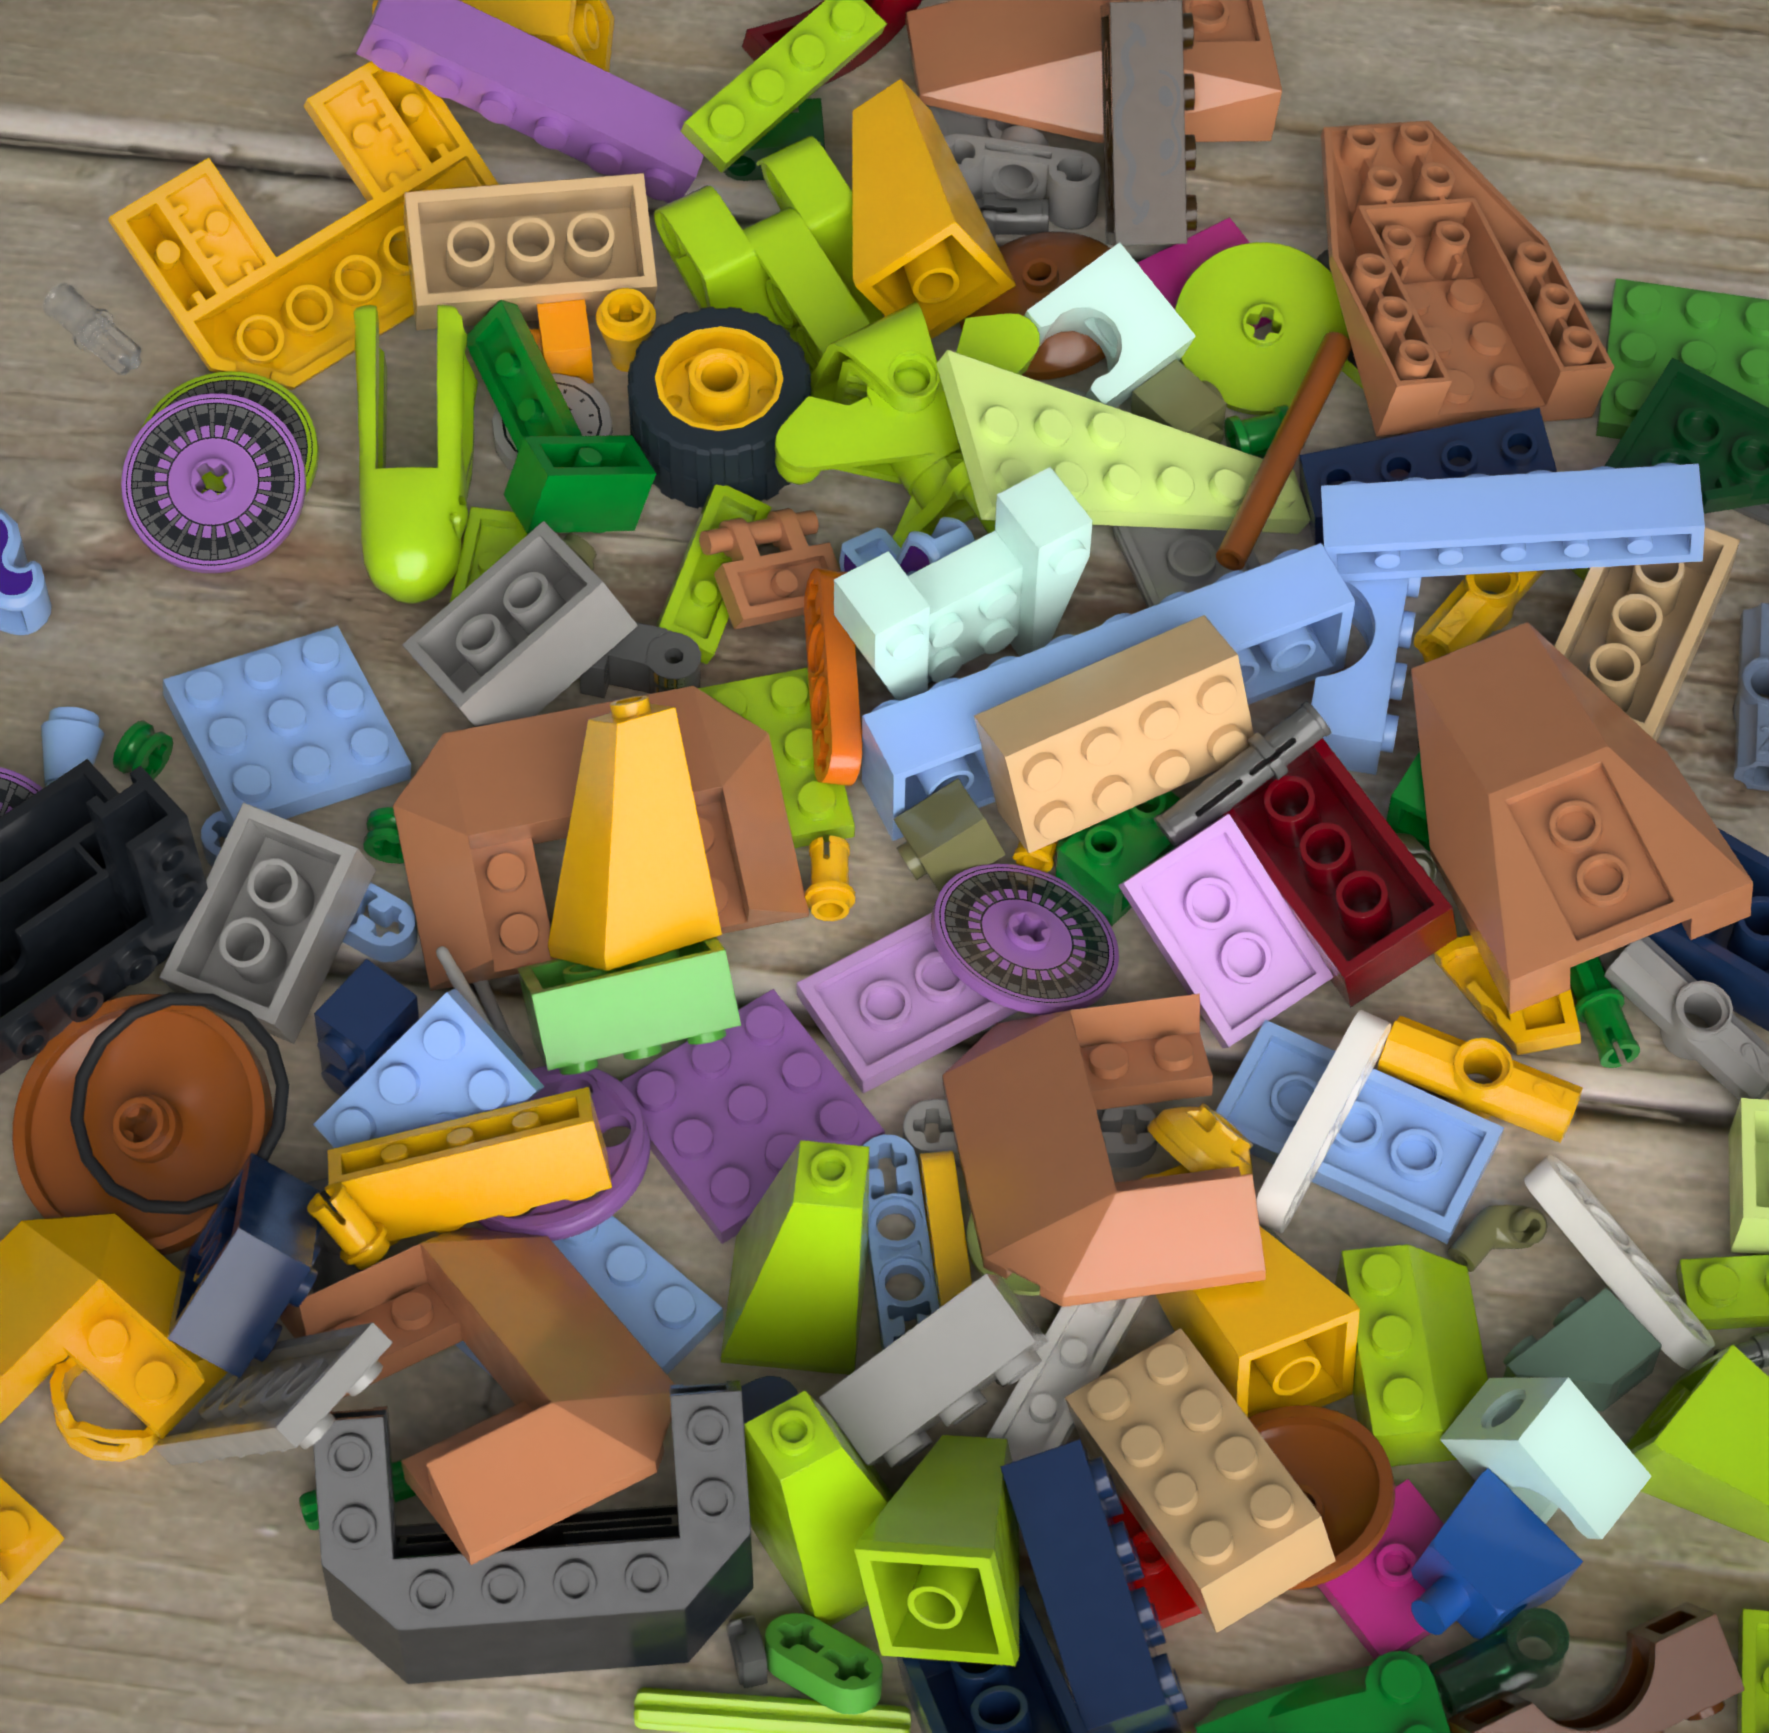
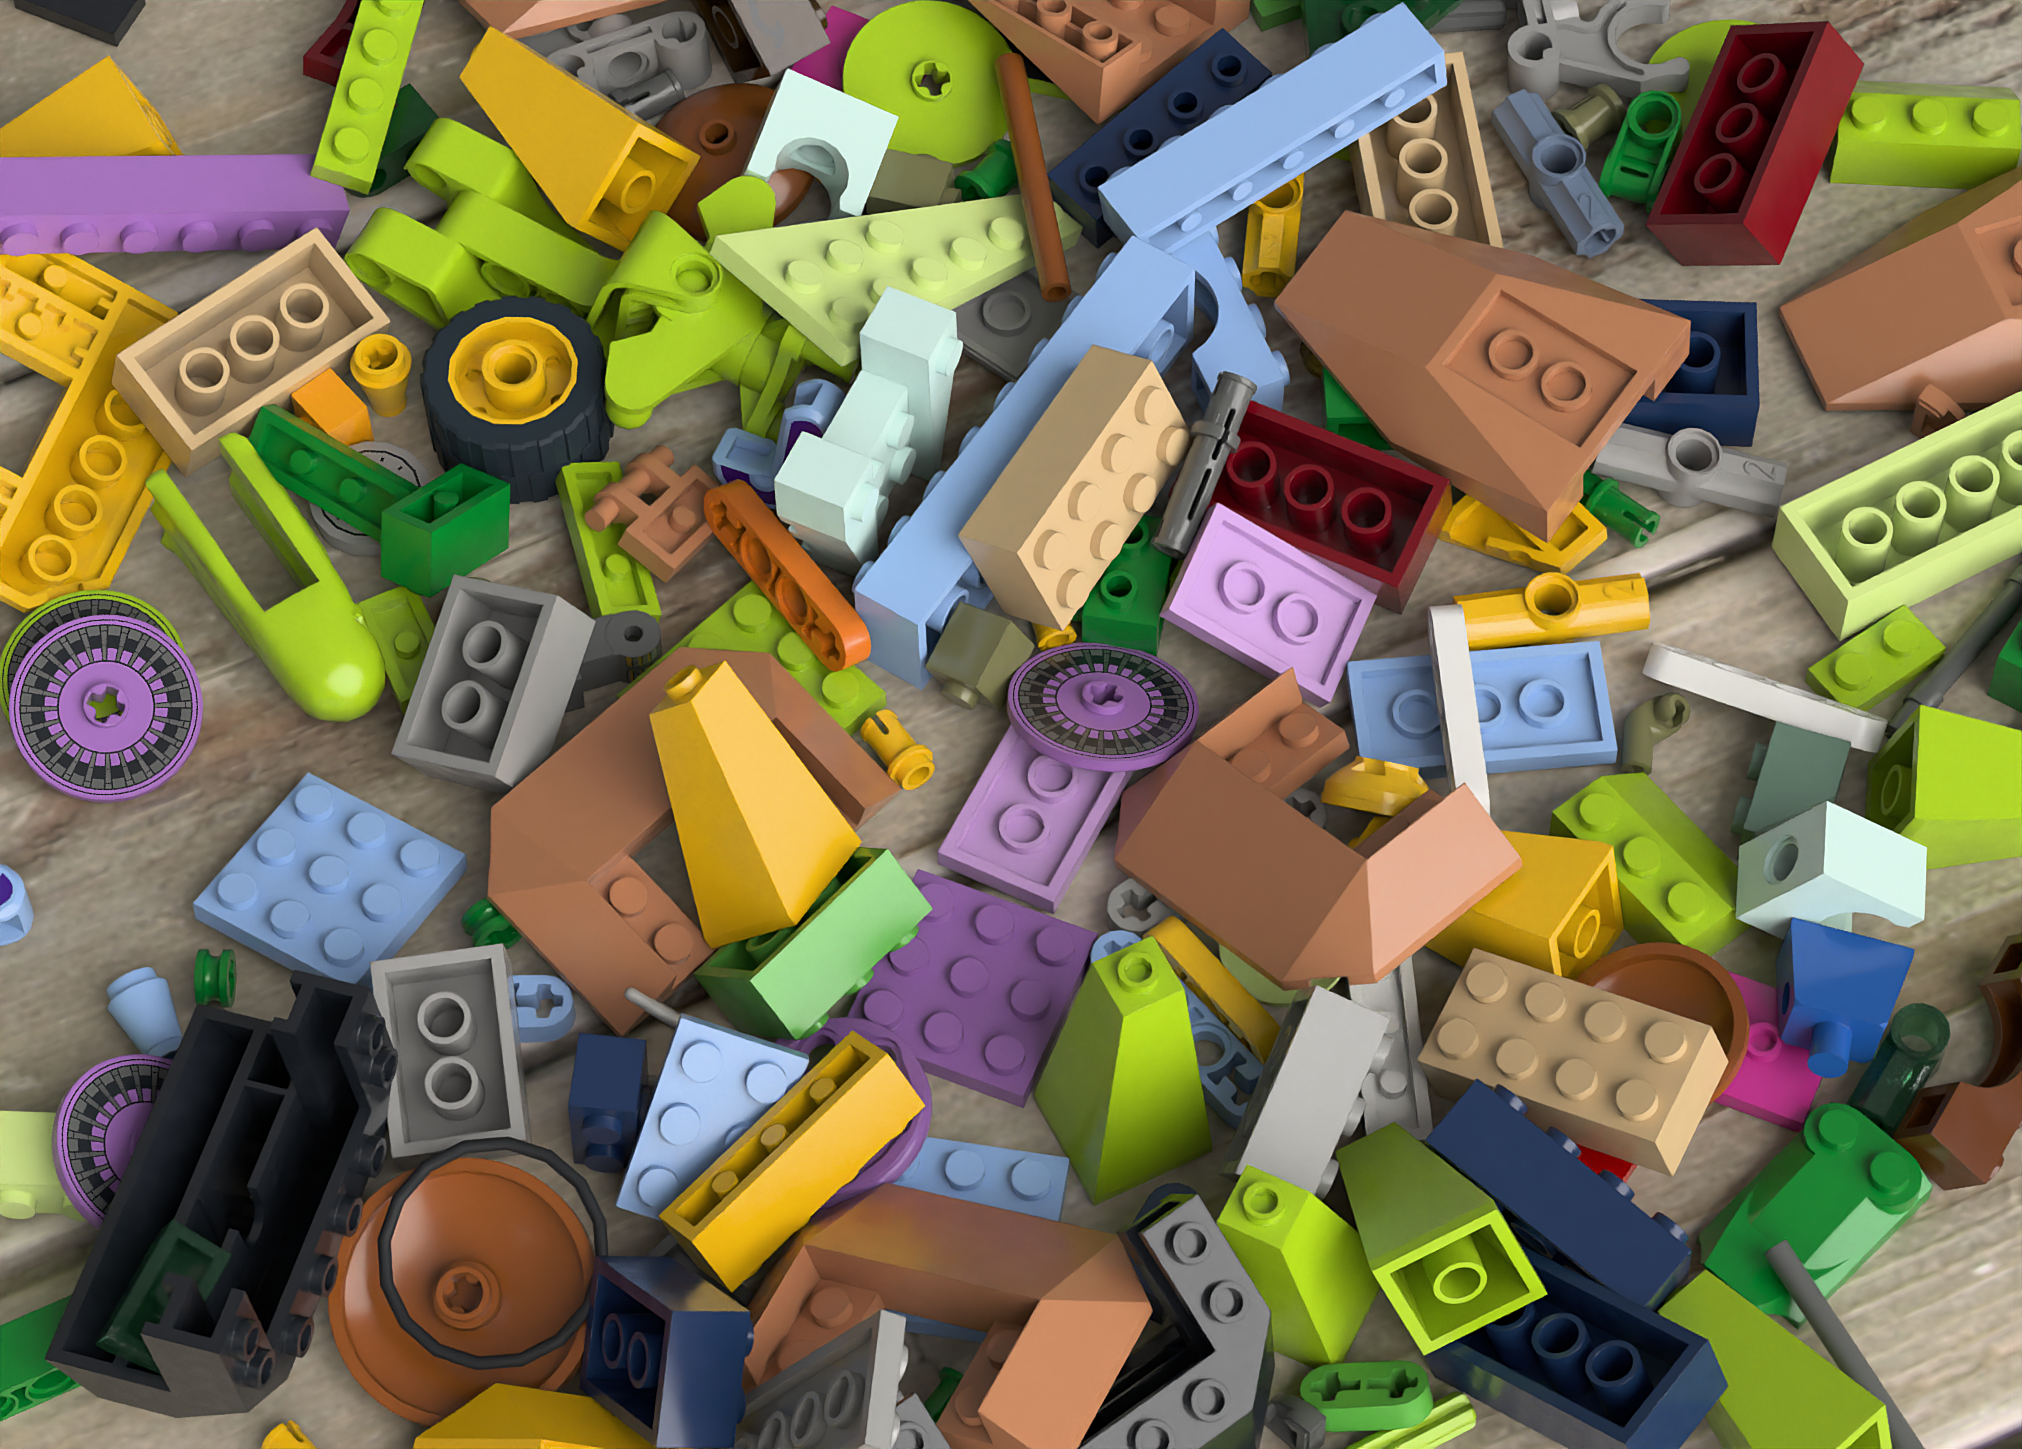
camera: 30 degrees left, 0 degrees up
(358, 1237) = (743, 1272): yellow pin -> none

